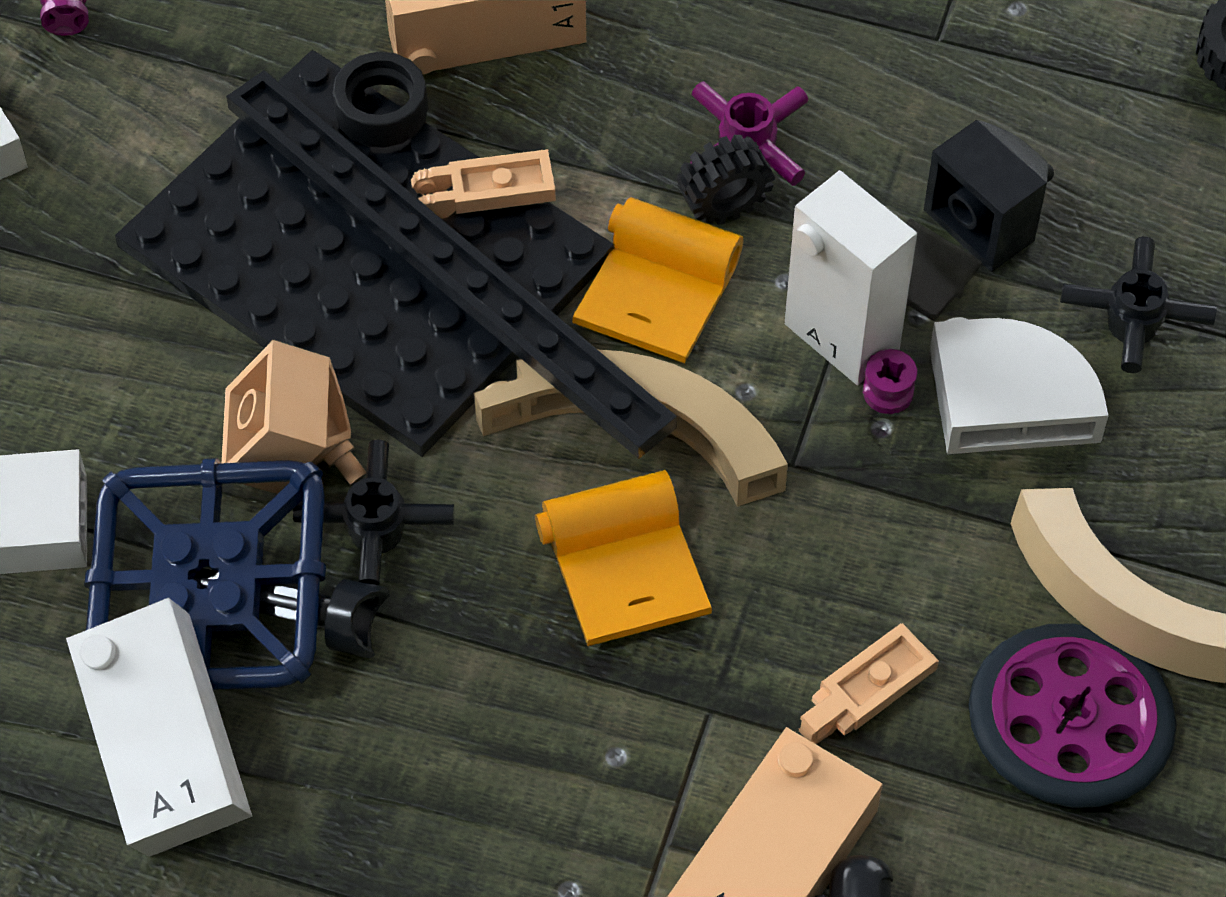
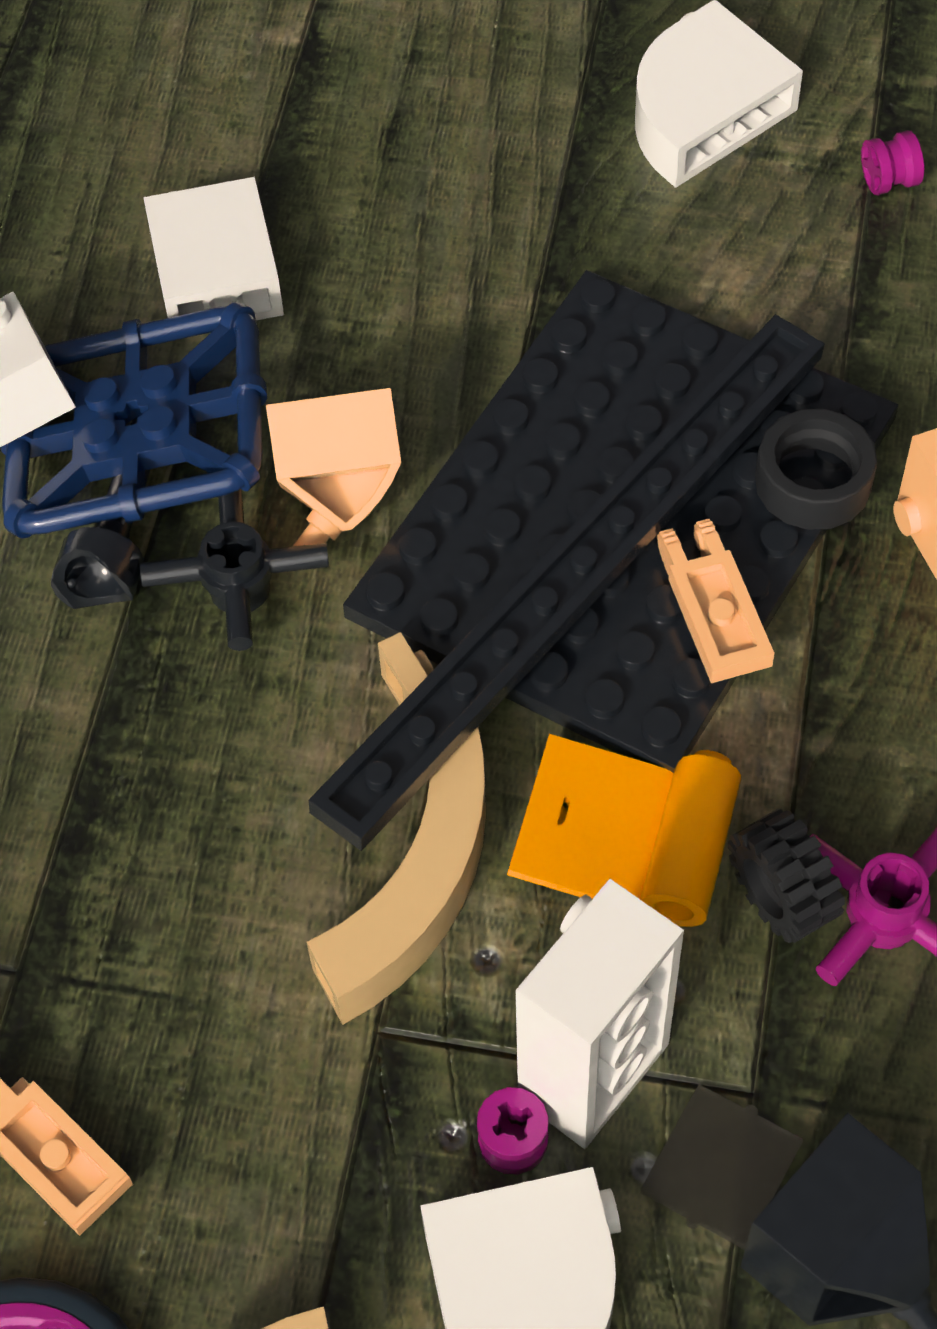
camera: 85 degrees right, 0 degrees up
(624, 557) = (211, 841): light orange door -> none

